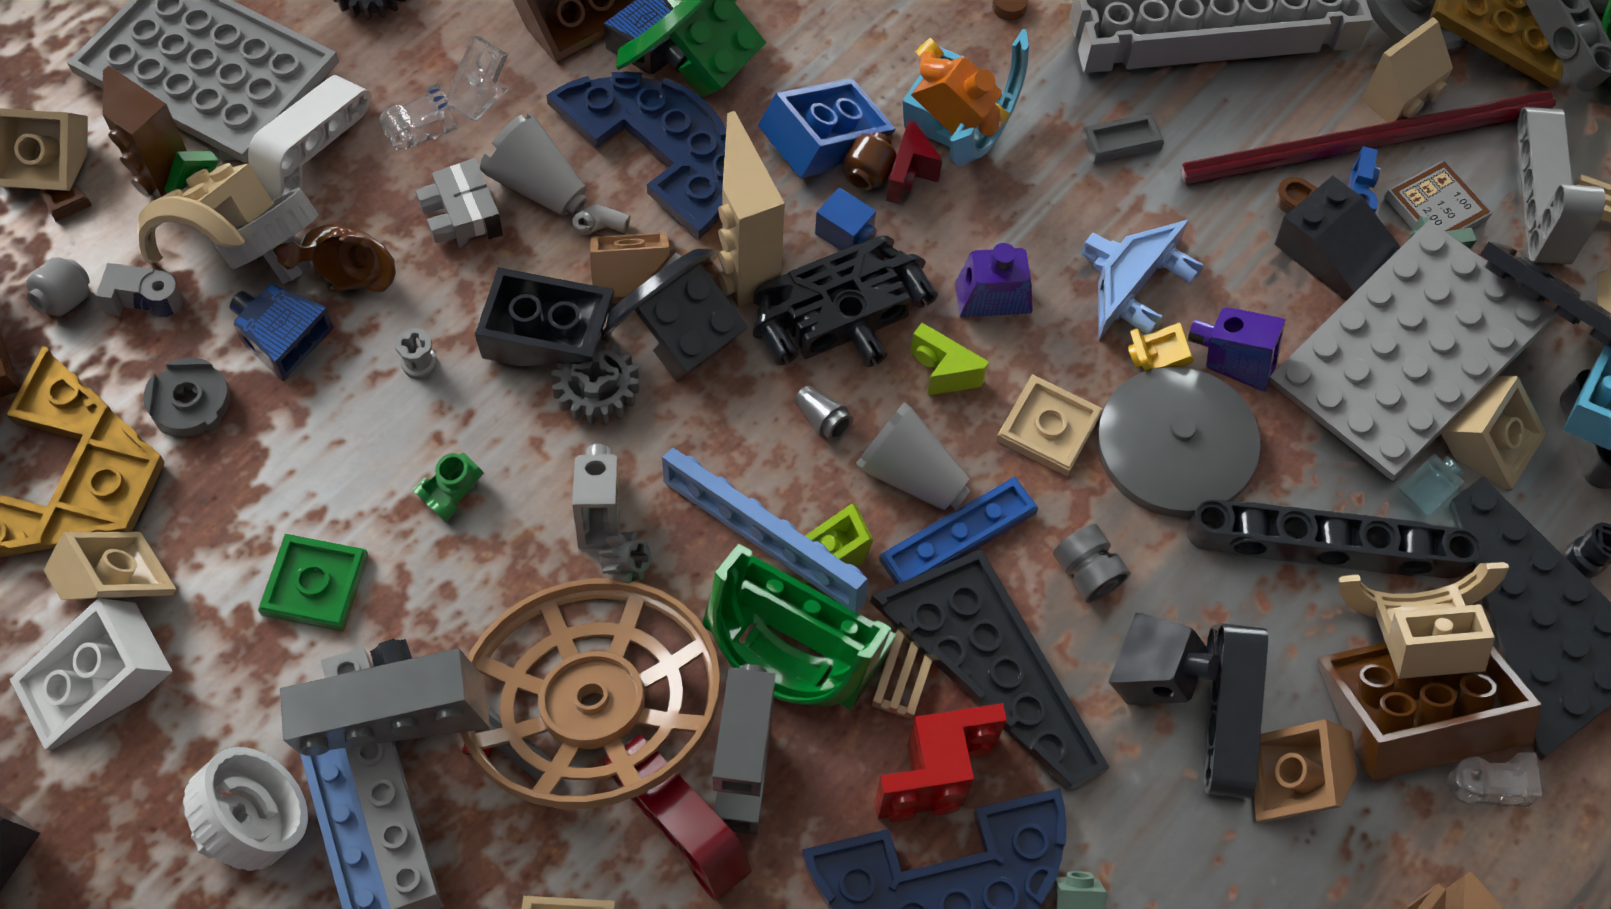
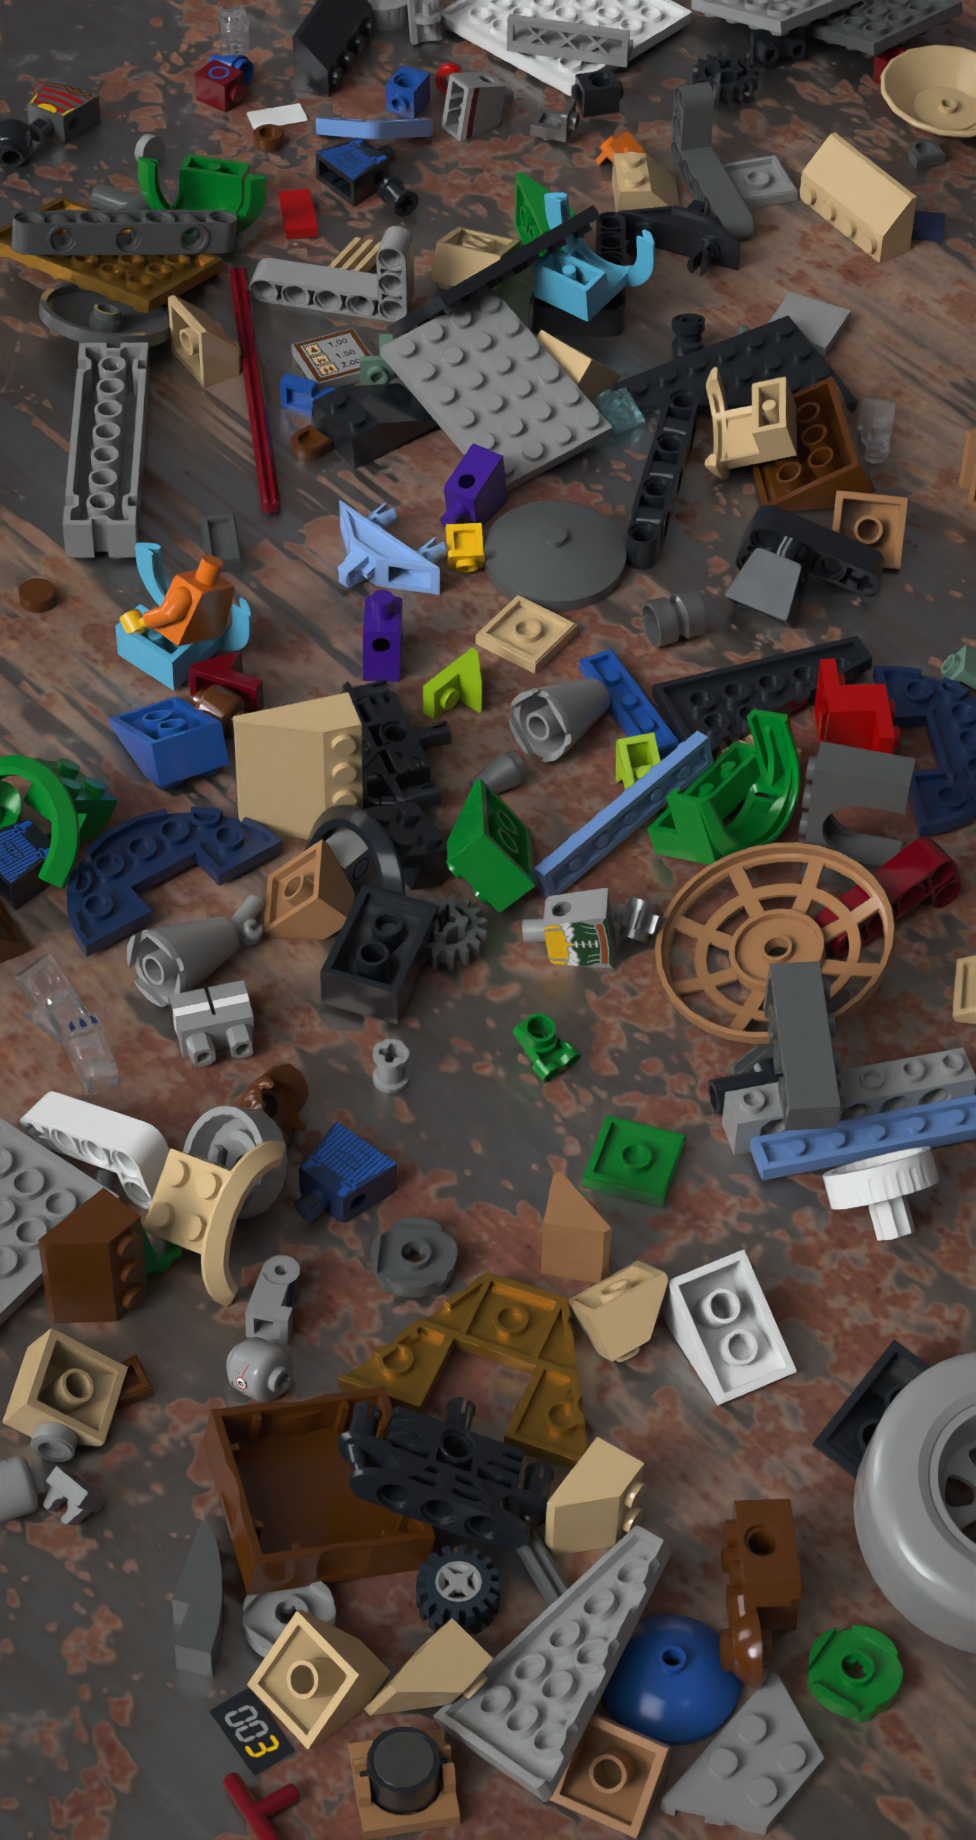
camera: 80 degrees left, 15 degrees down
(188, 516) = (574, 1235): none -> medium nougat slope
(700, 406) = (491, 849): none -> green slope

